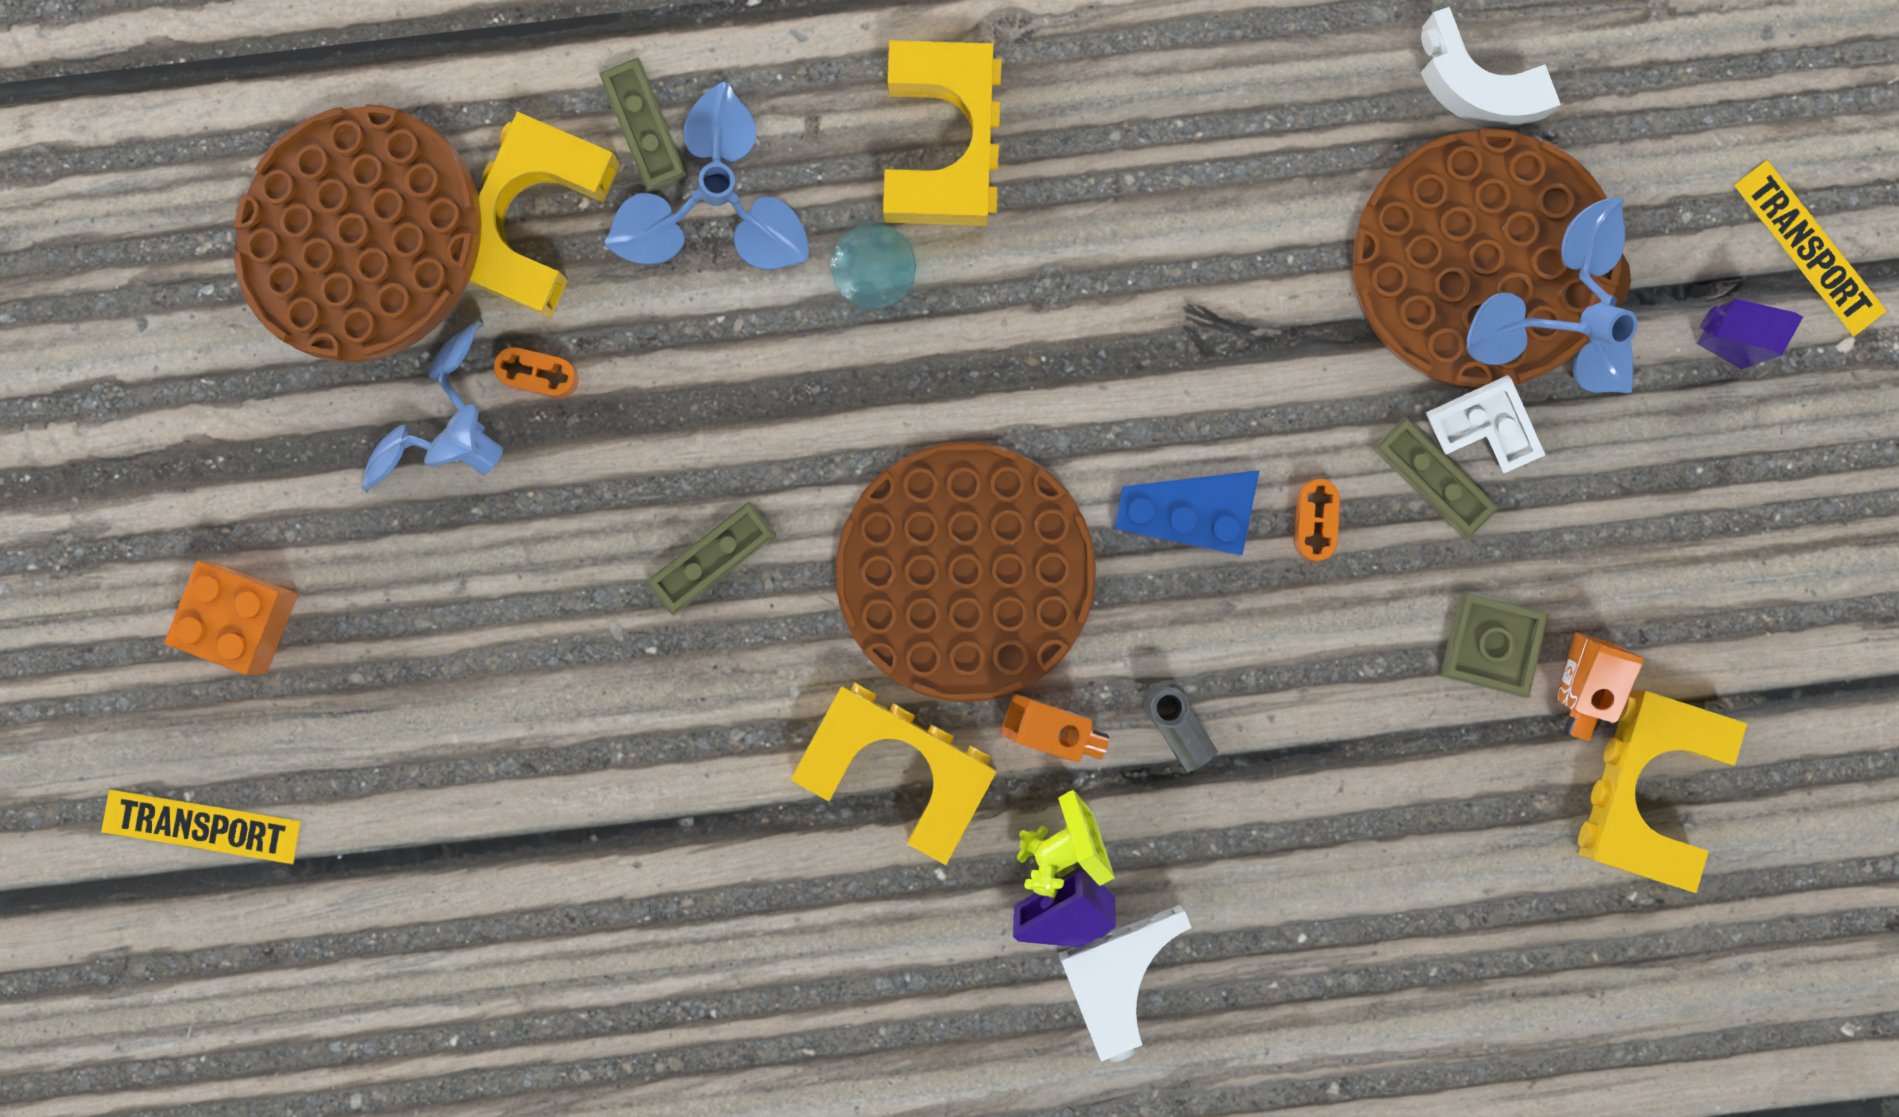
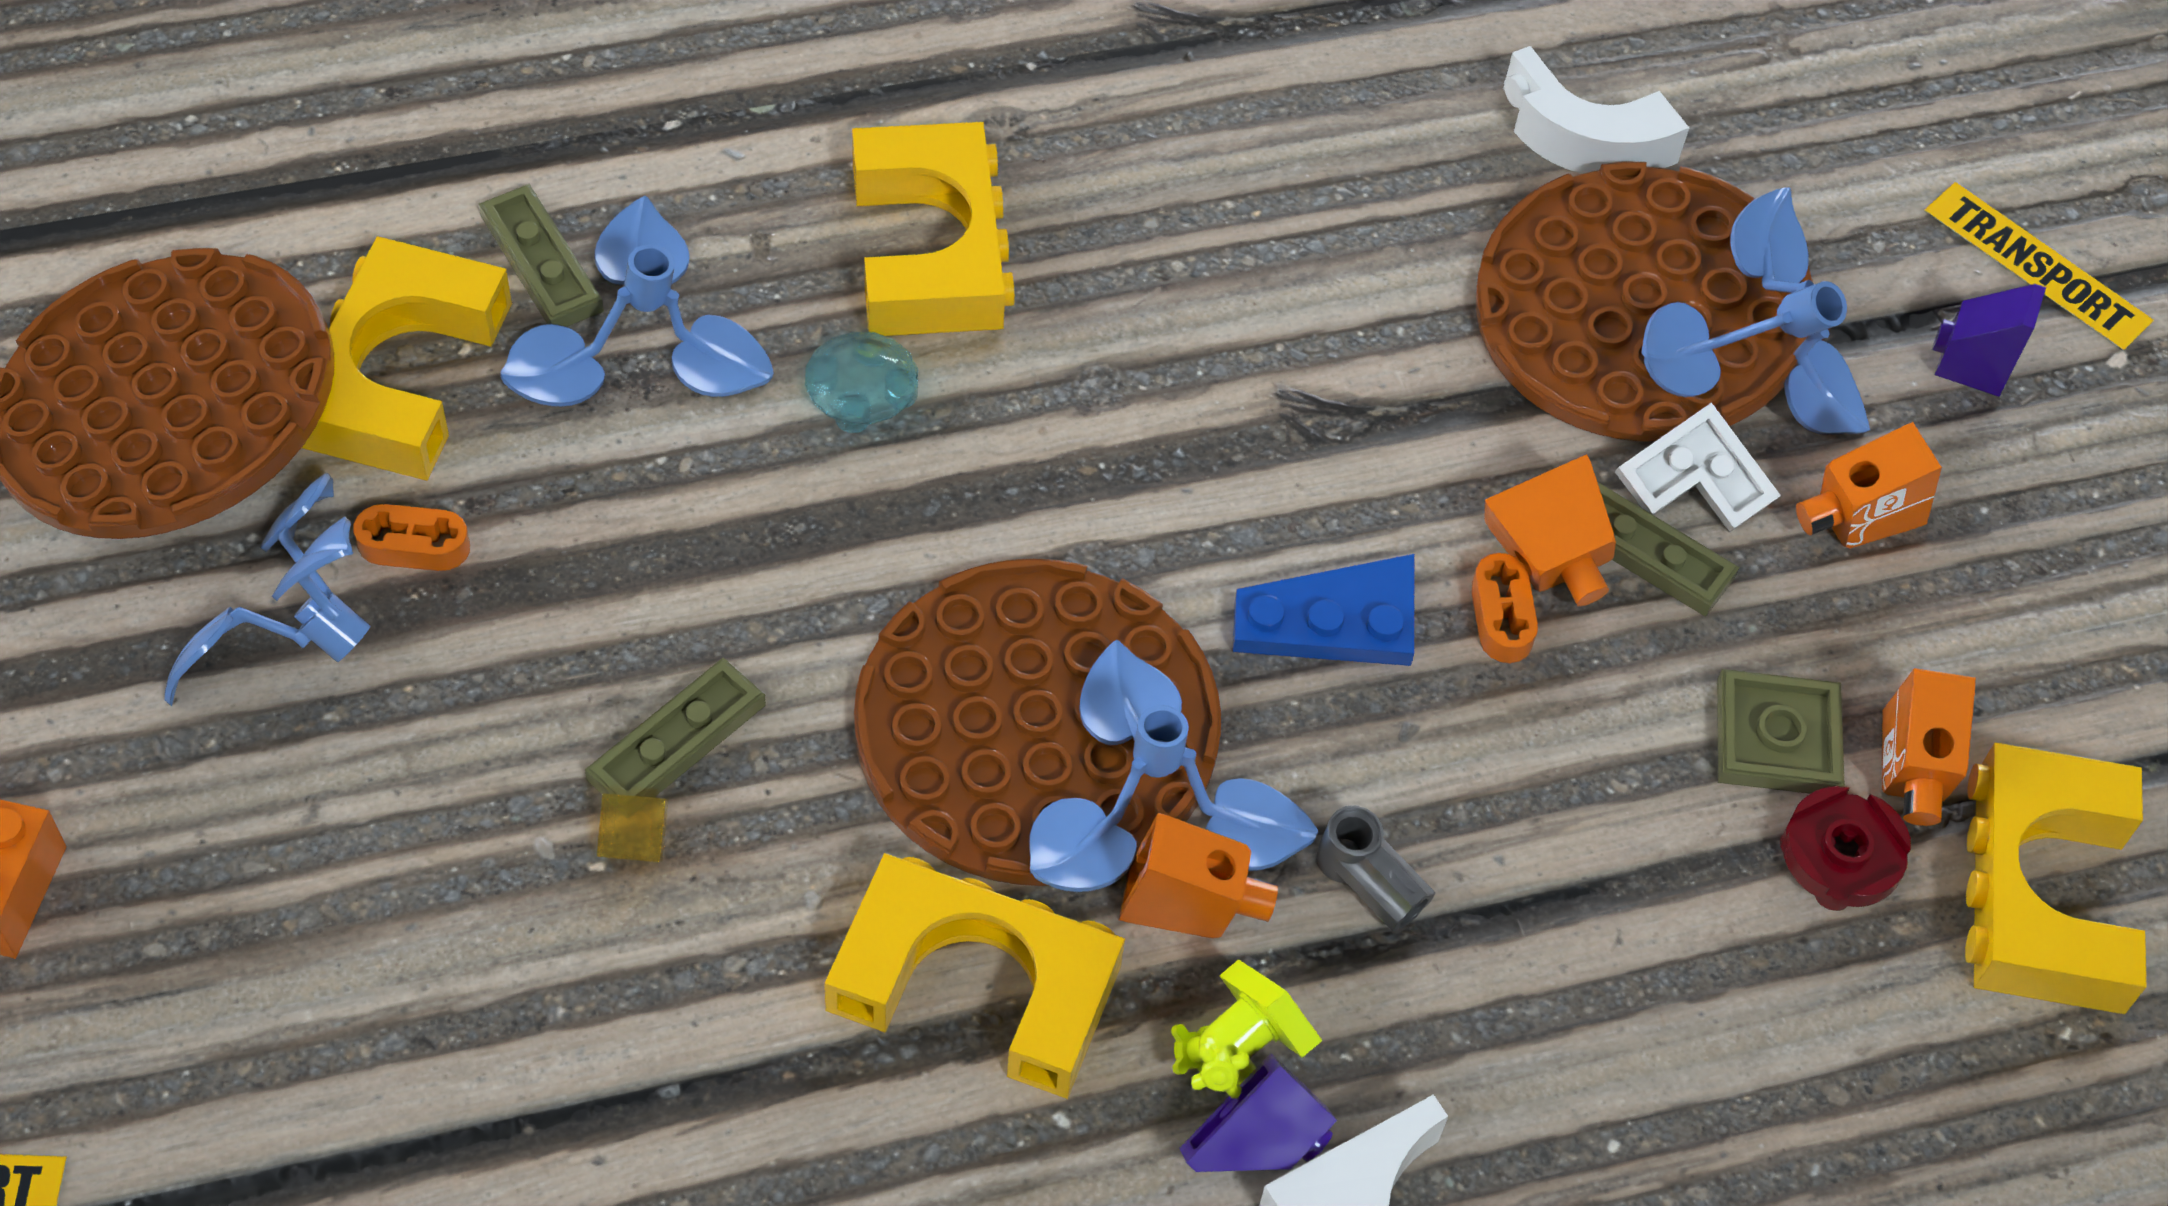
camera: 15 degrees left, 30 degrees down
(674, 632) = (632, 827): none -> clear yellow tile
(1033, 576) = (1128, 699): none -> medium blue plant
(1369, 470) = (1557, 529): none -> orange torso
(1539, 758) = (1827, 873): none -> dark red plate
(1627, 458) = (1875, 490): none -> orange torso

